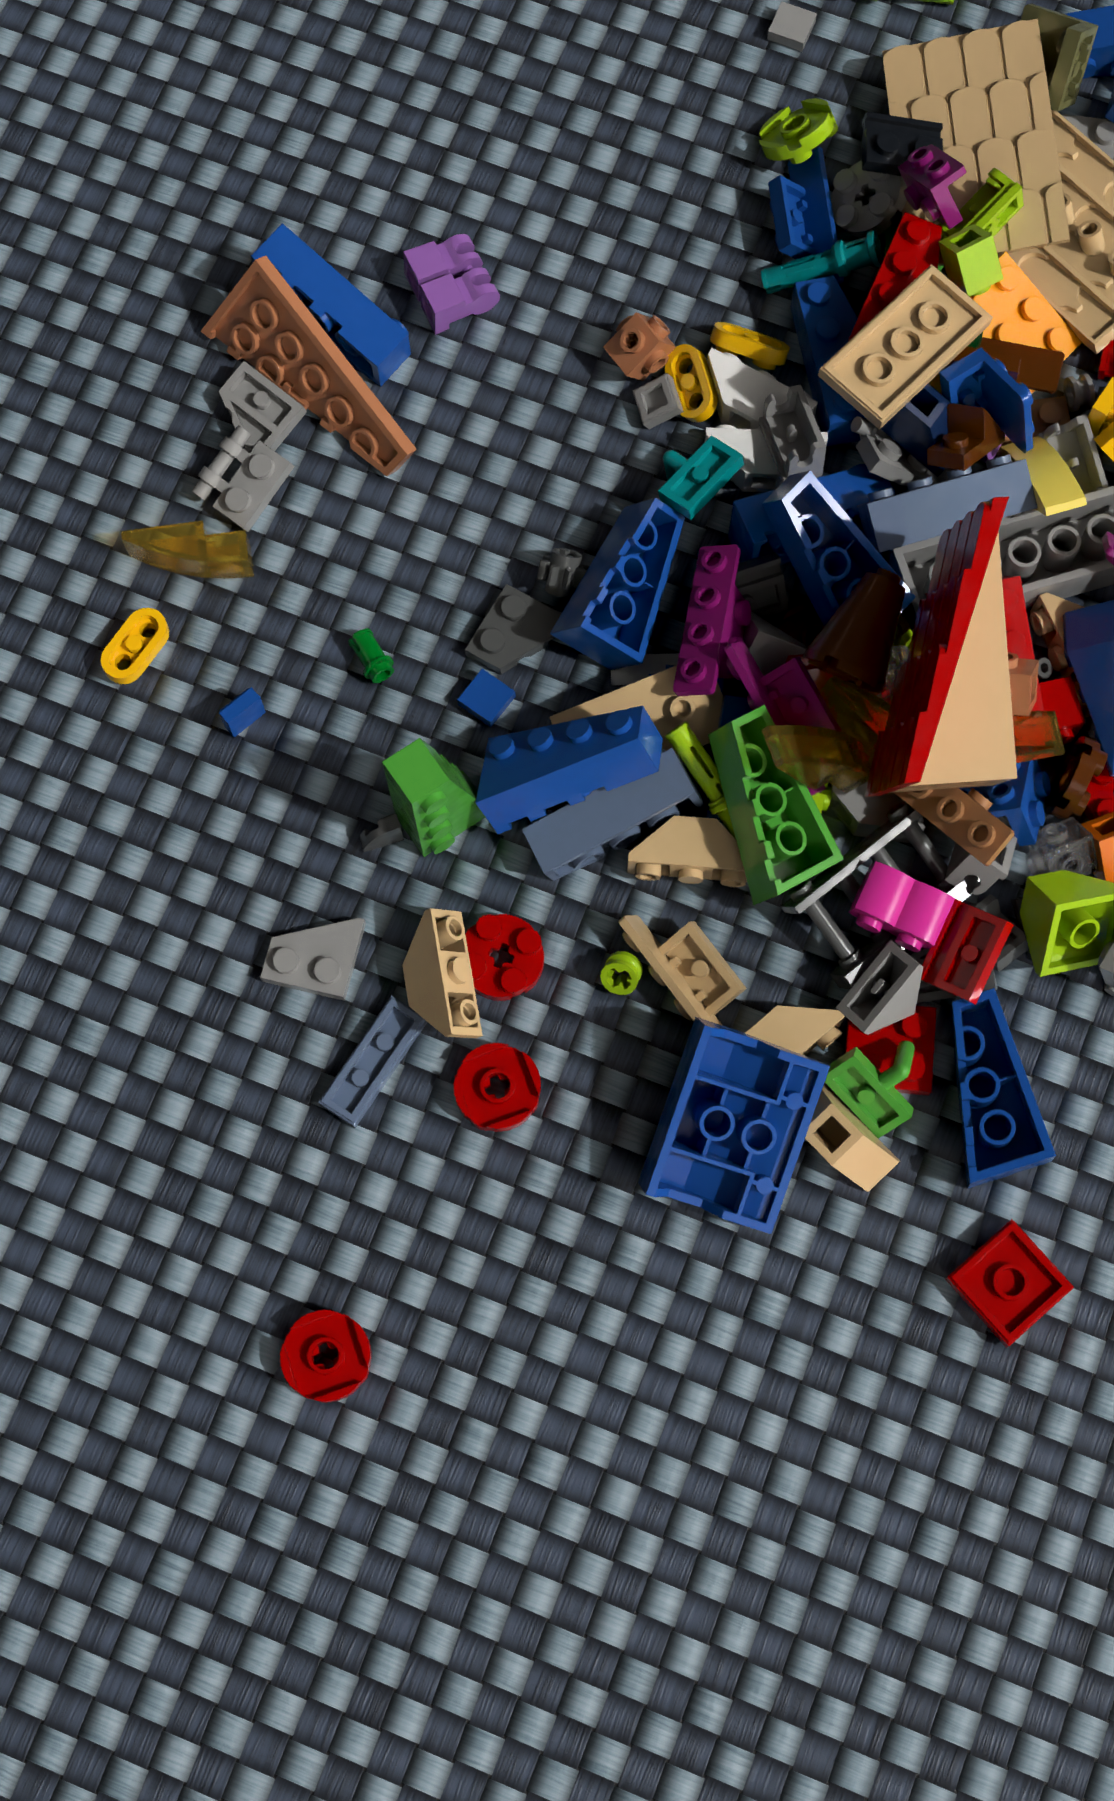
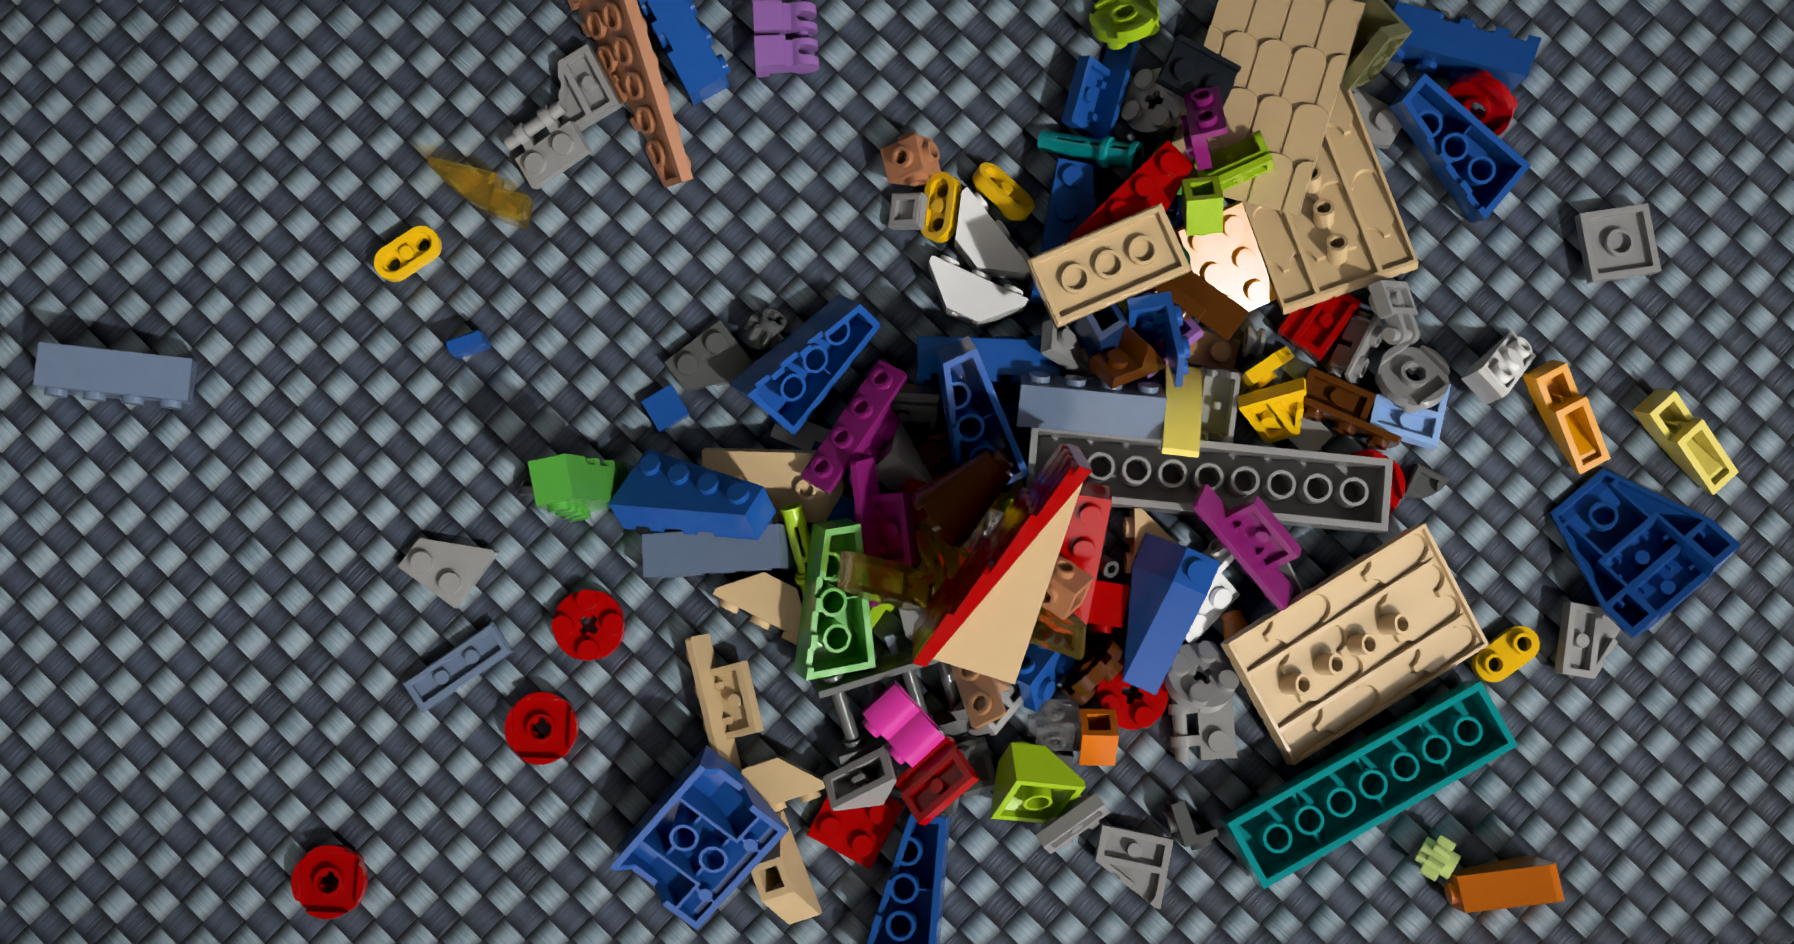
camera: 20 degrees right, 10 degrees up
(376, 664) = (589, 337): green pin -> none
(441, 975) = (531, 629): tan slope -> none
(621, 962) = (673, 678): lime bush -> none
(697, 479) = (905, 296): teal plate -> none
(793, 435) = (992, 296): light grey hinge -> none
(869, 1091) = (819, 854): bright green plate -> none

